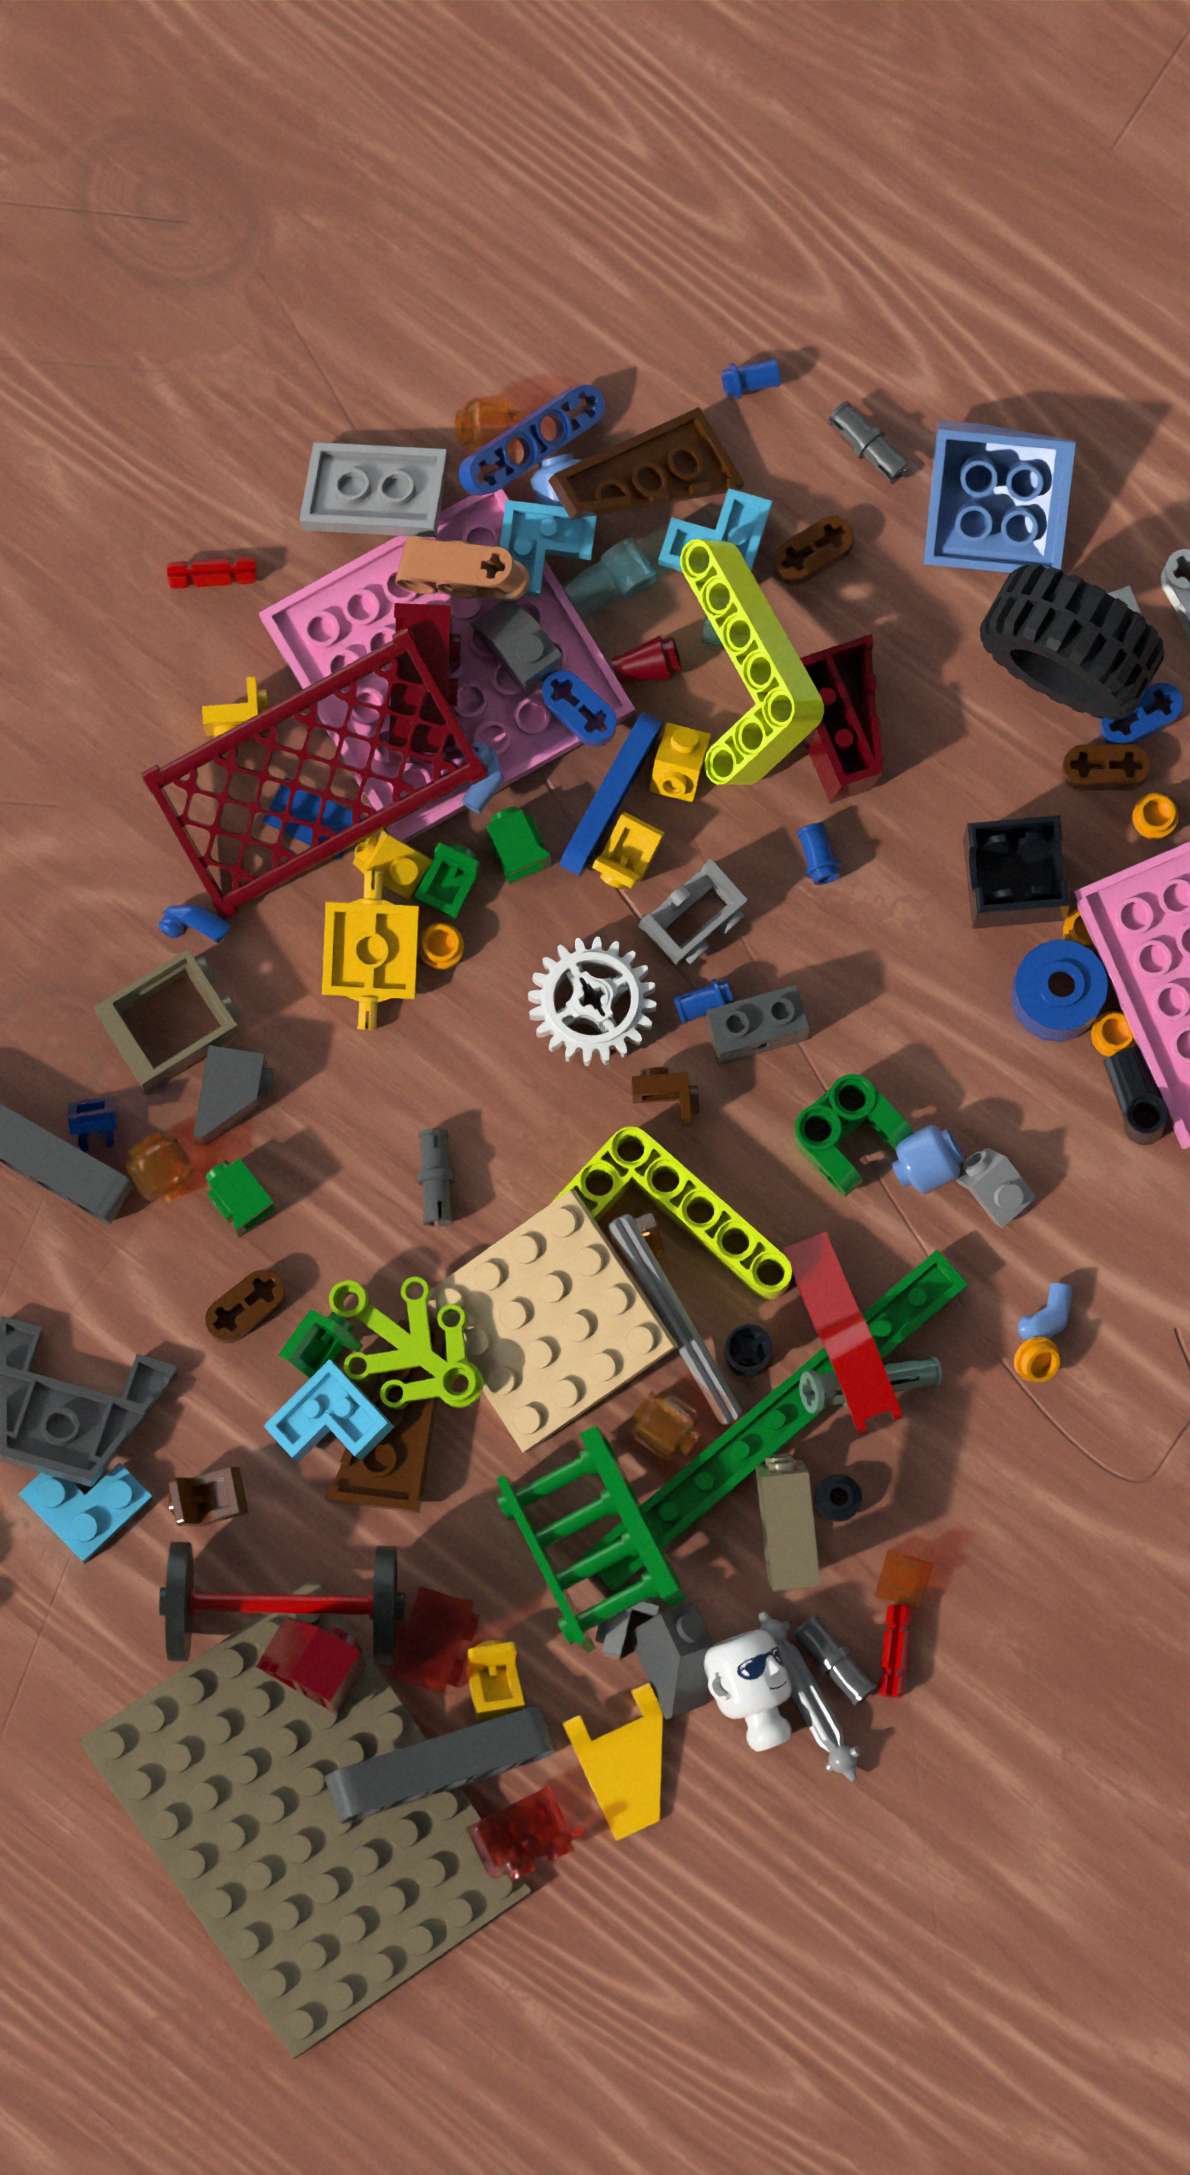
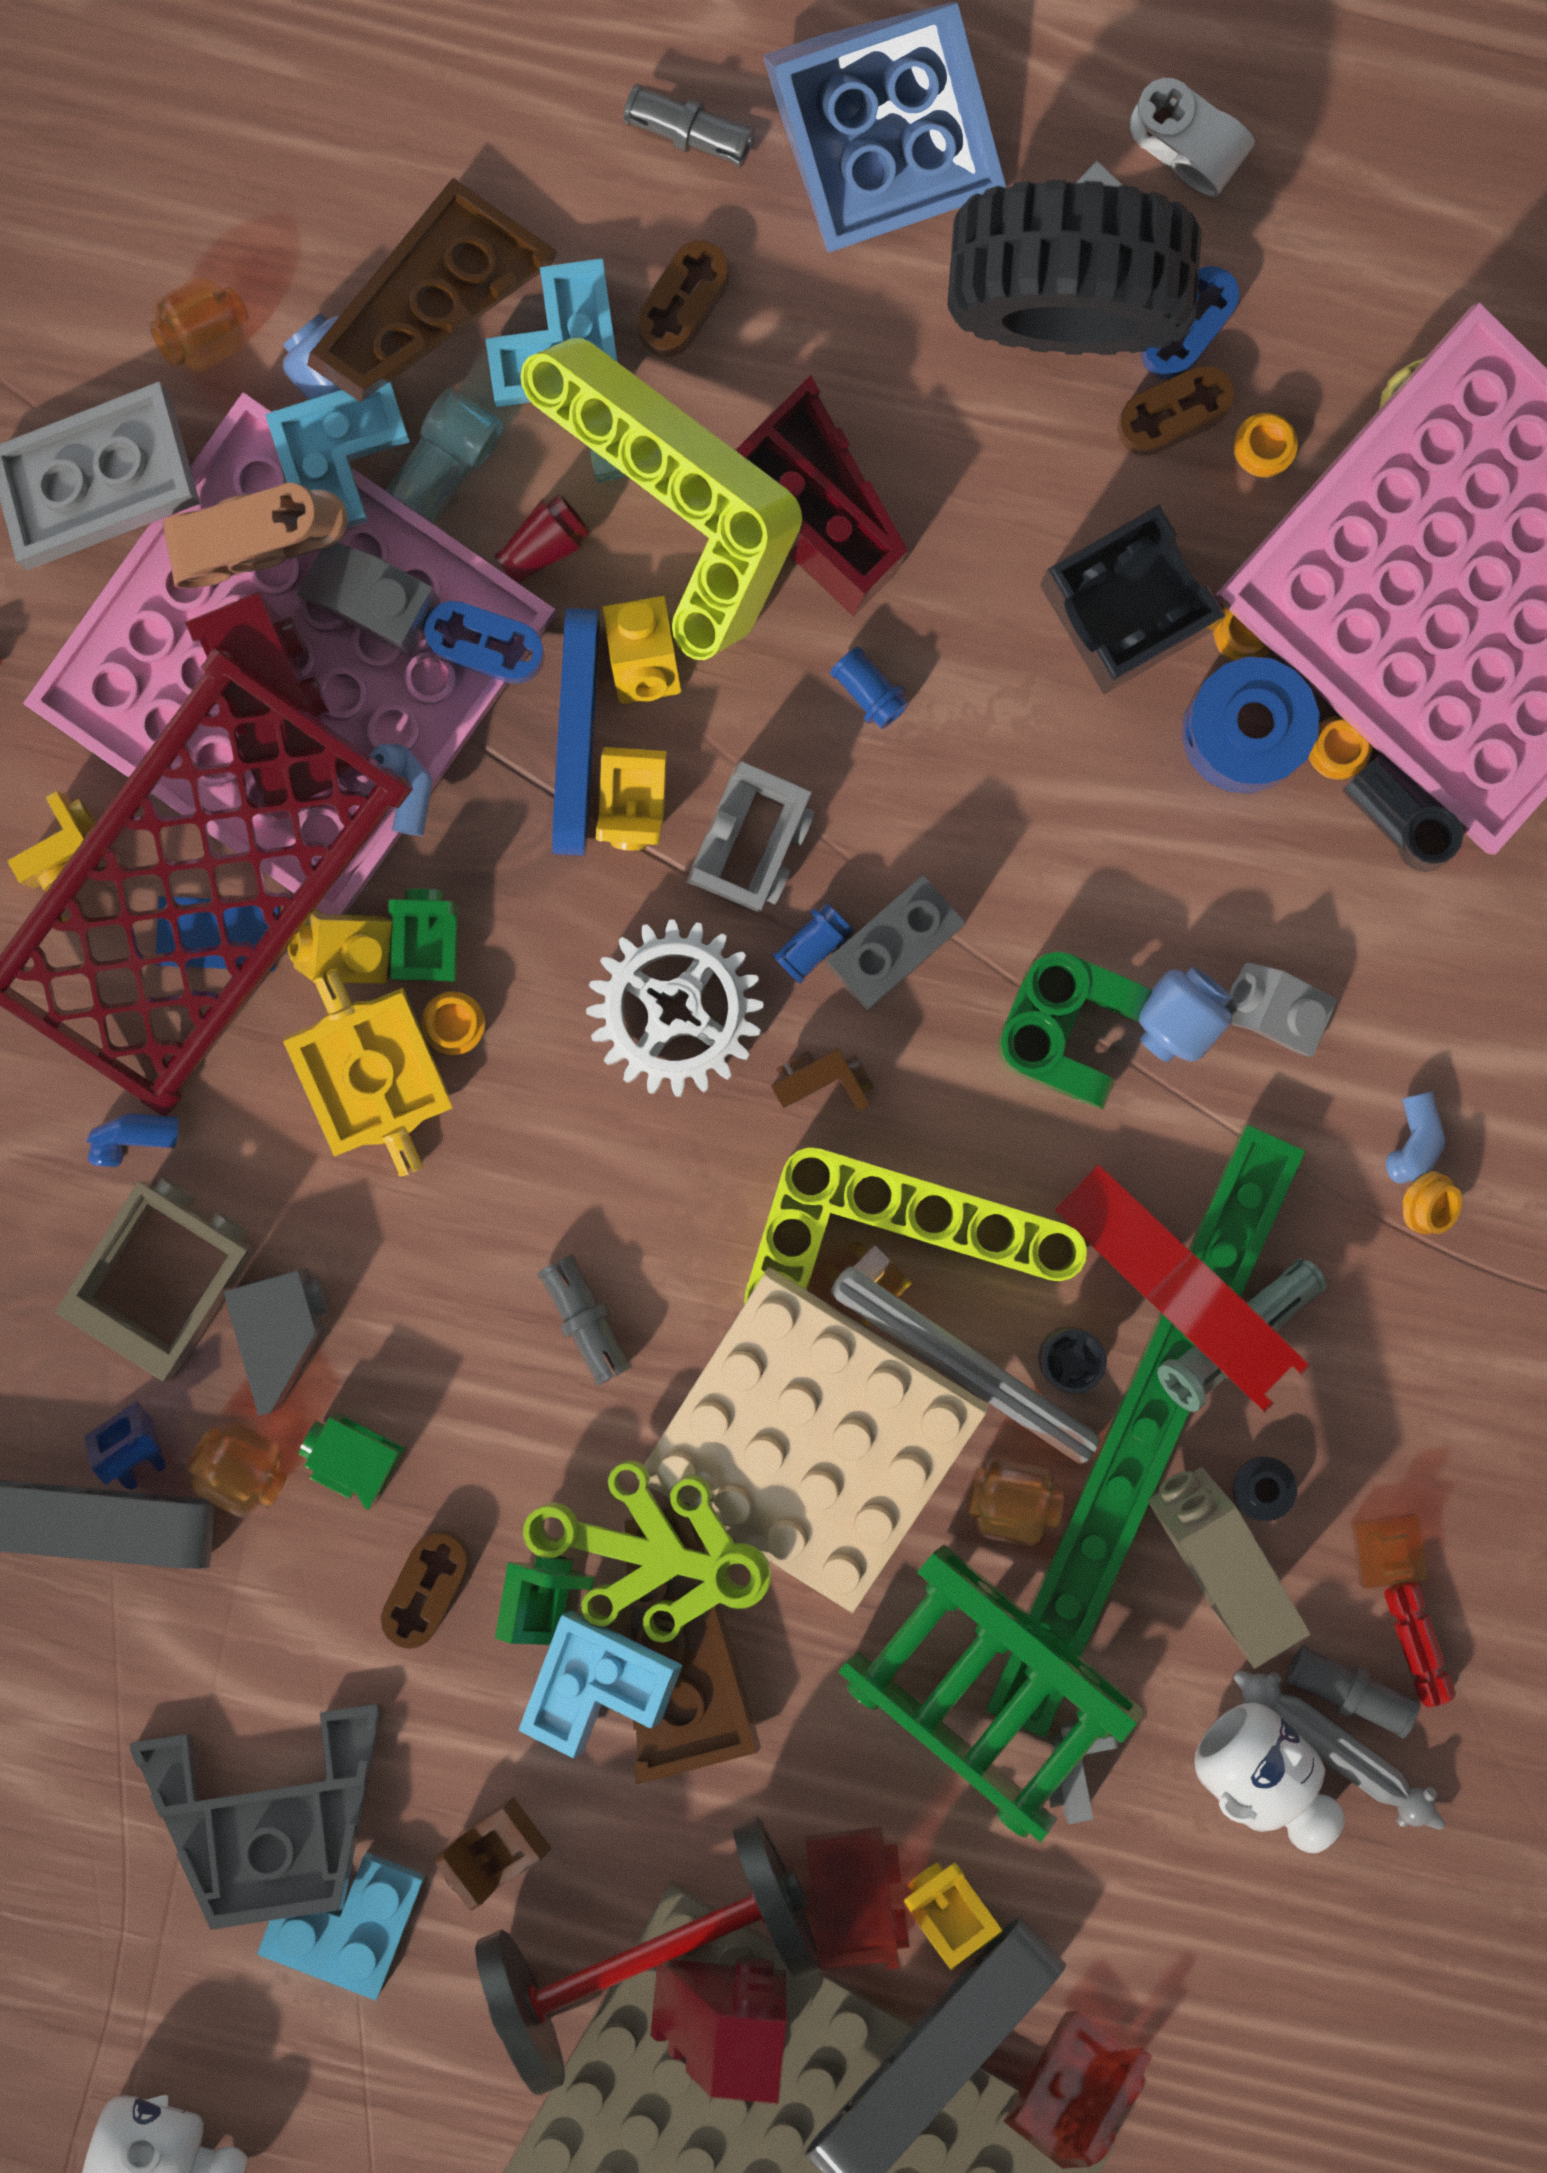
camera: 20 degrees left, 10 degrees up
(517, 844) = (487, 850): green window -> none
(534, 444) = (265, 321): blue beam -> none
(624, 1765) = (1153, 1936): yellow flag -> none
(673, 1658) = (1158, 1786): dark grey slope -> none
(750, 378) = (500, 109): blue pin -> none

